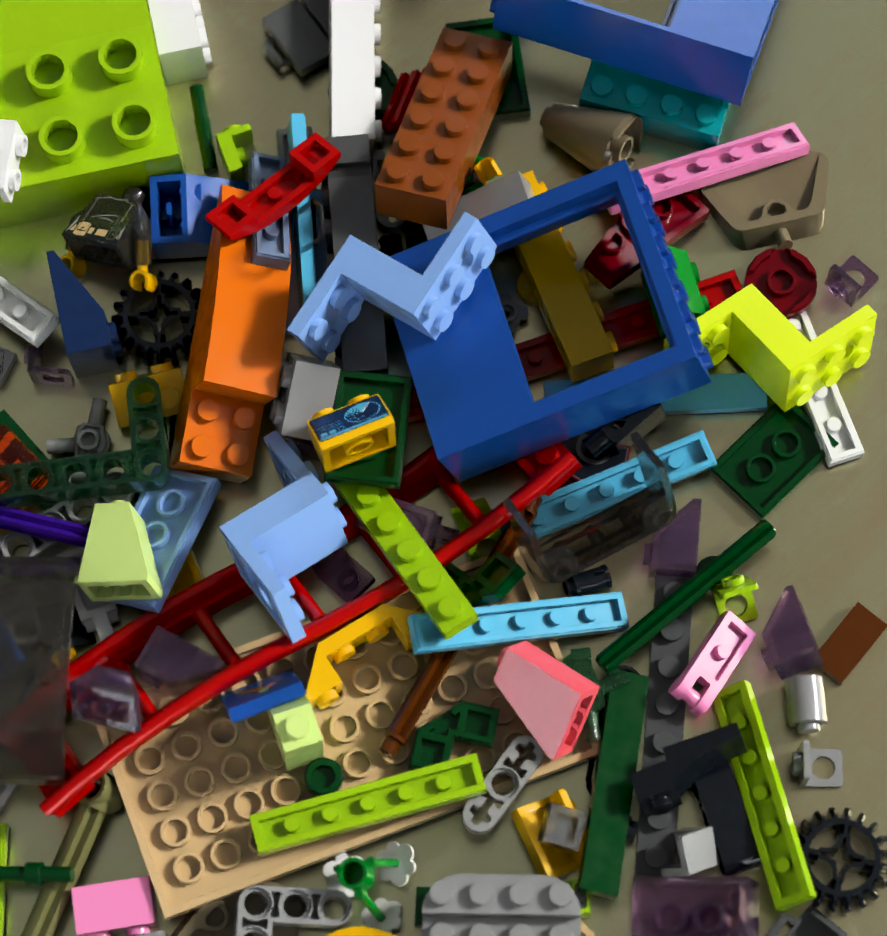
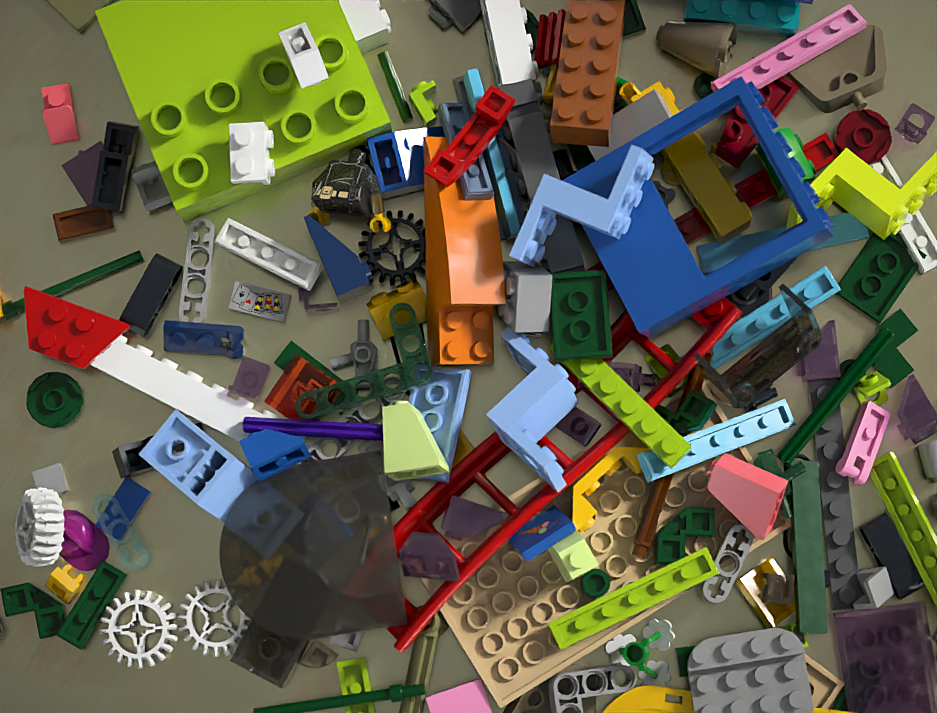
camera: 15 degrees left, 10 degrees up
(83, 52) = (303, 55): none -> white slope
(352, 431) = (571, 323): yellow slope -> none
(662, 785) = (845, 544): black slope -> none
(767, 565) = (891, 361): none -> dark green tile

